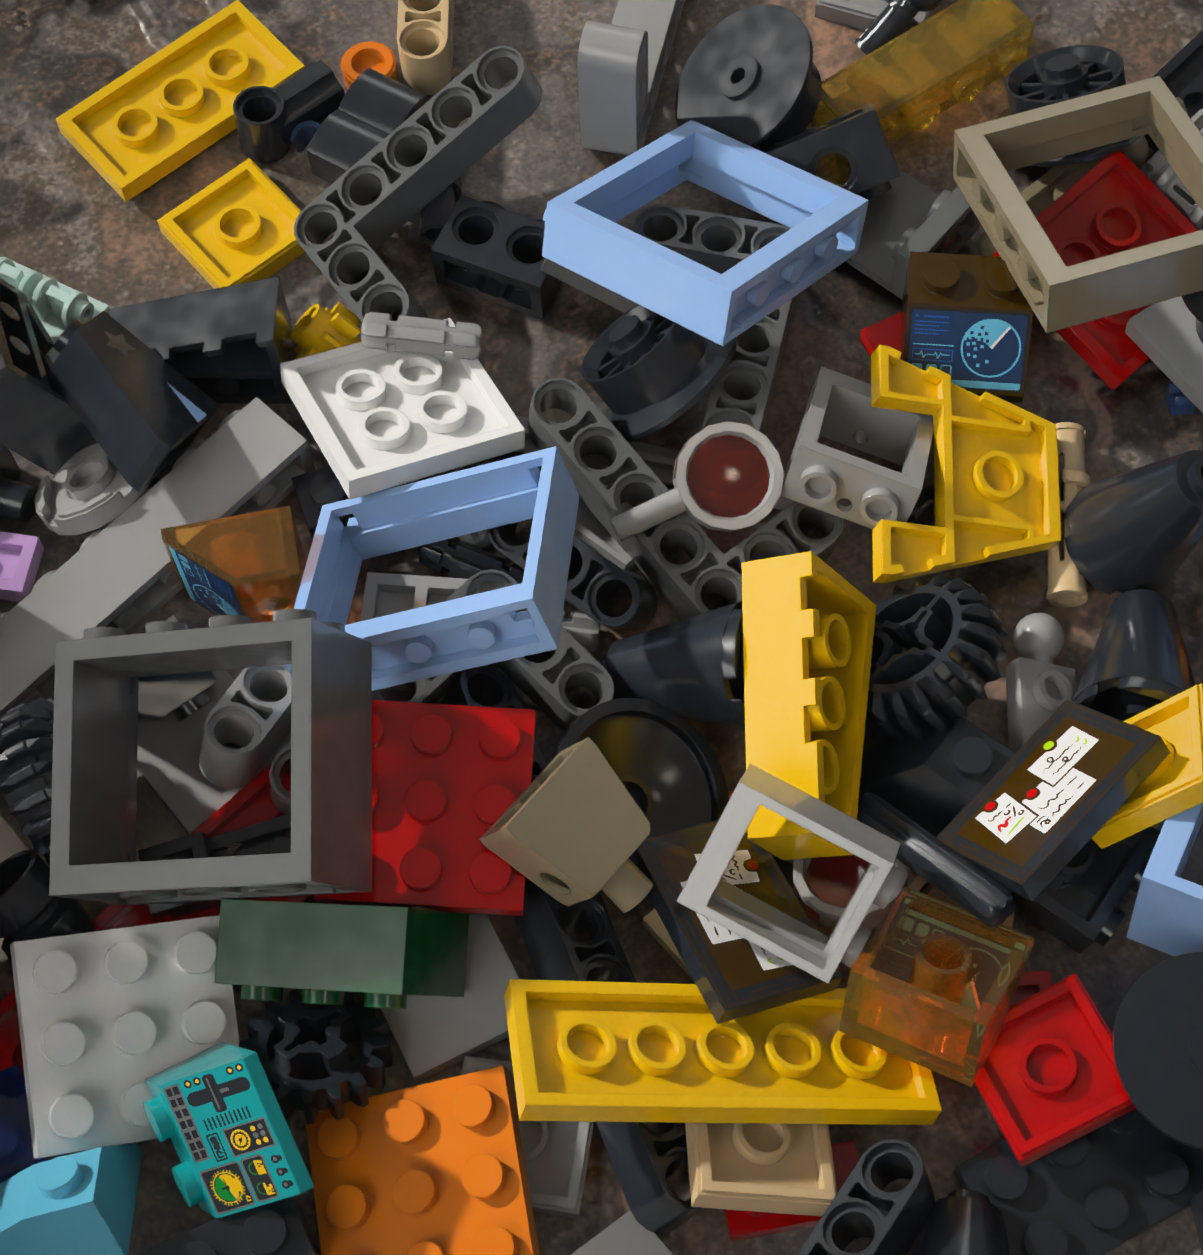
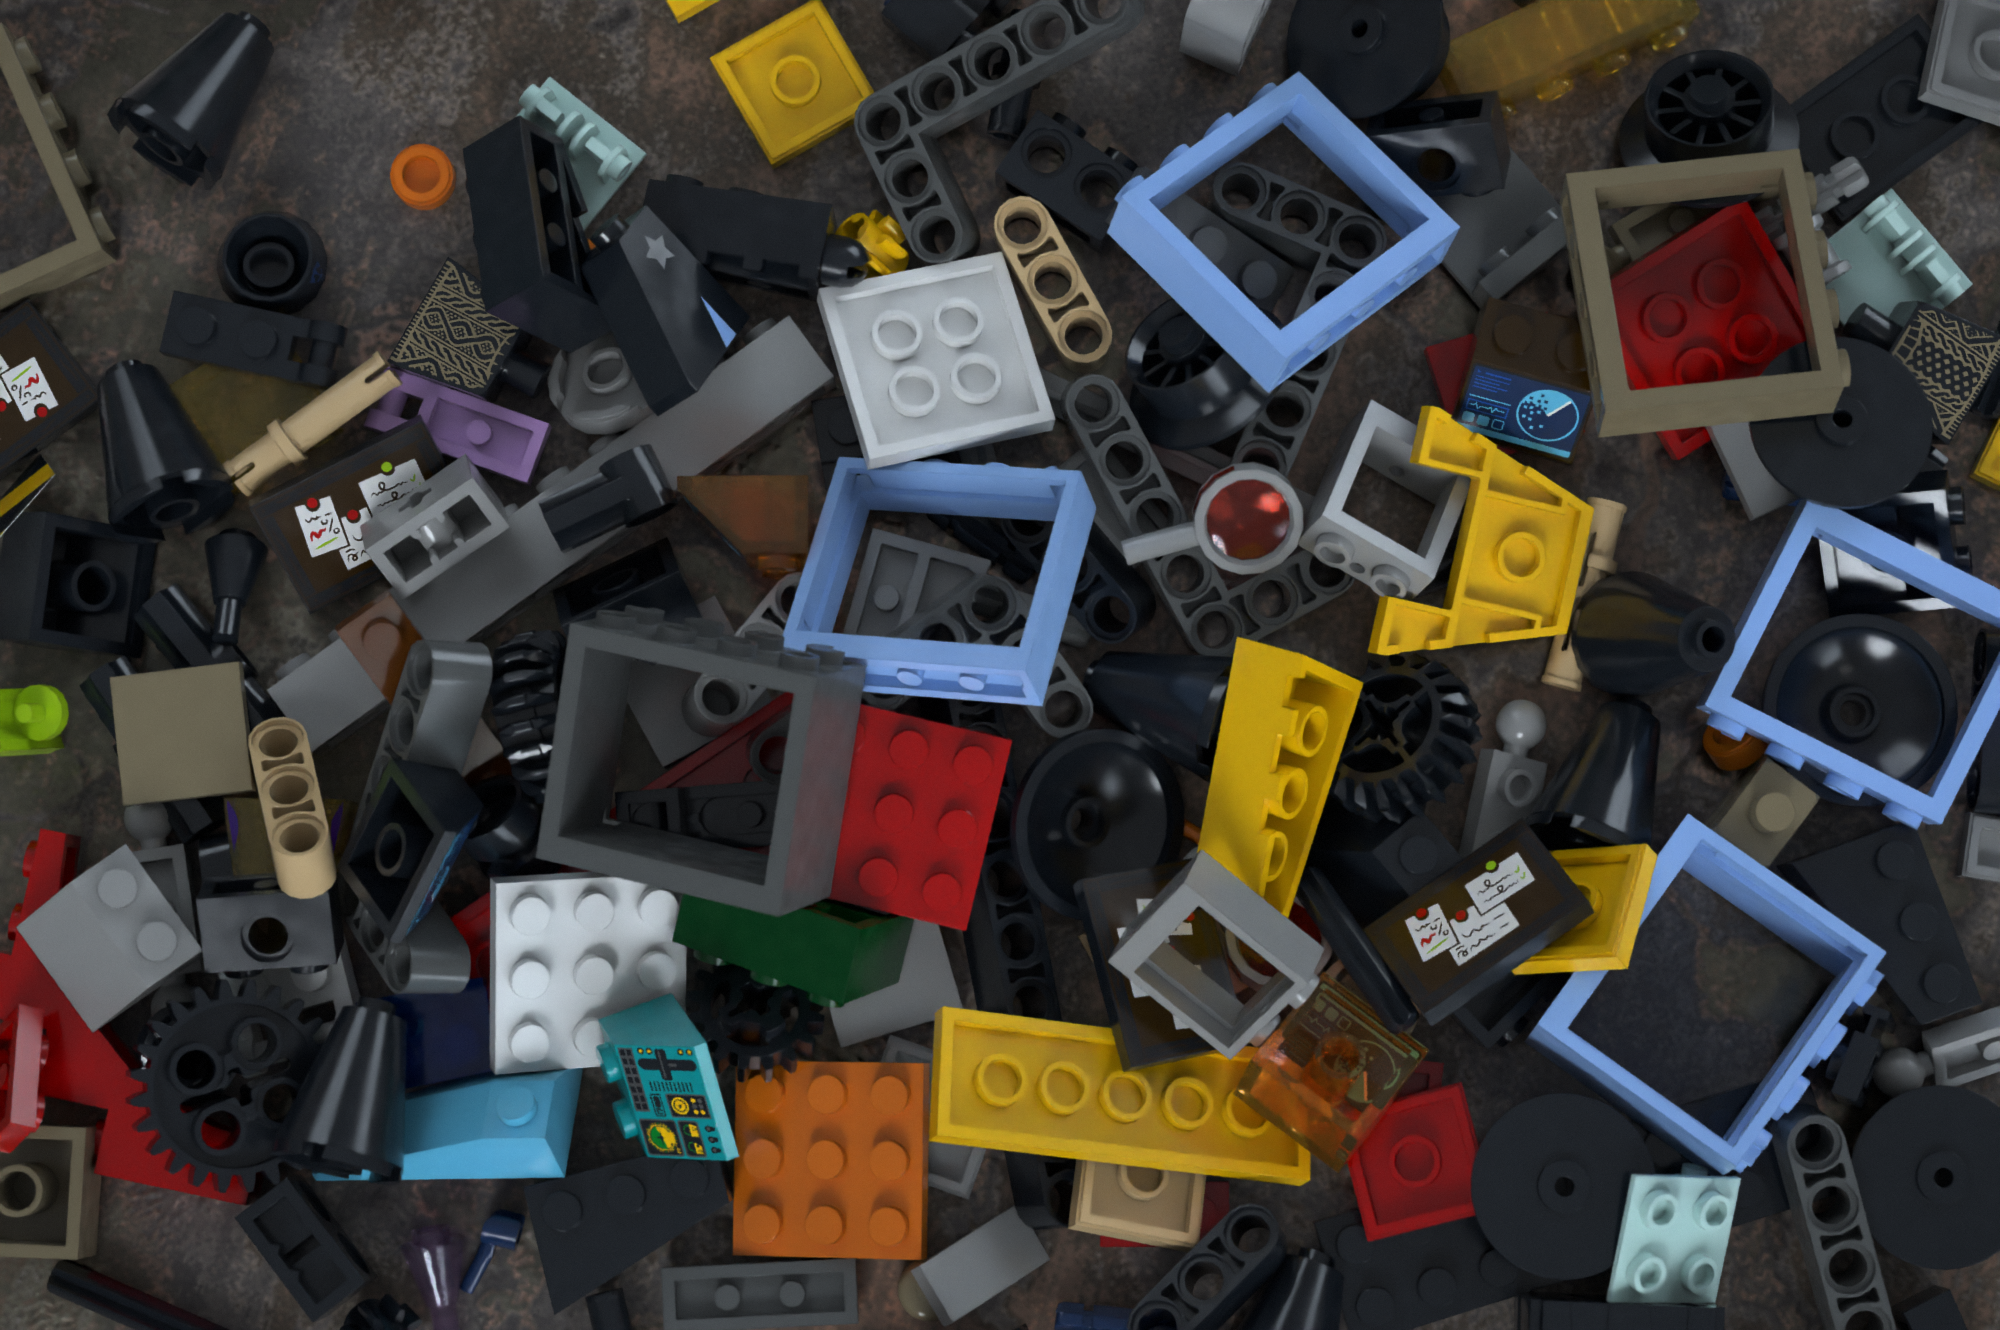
camera: 10 degrees right, 20 degrees up
(113, 564) = (624, 492): none -> black piece
(296, 335) = (843, 262): none -> black hinge
(421, 335) = (968, 282): light grey axle -> none
(512, 364) = (1046, 255): none -> tan beam
(575, 831) = (1027, 870): dark tan torso -> none

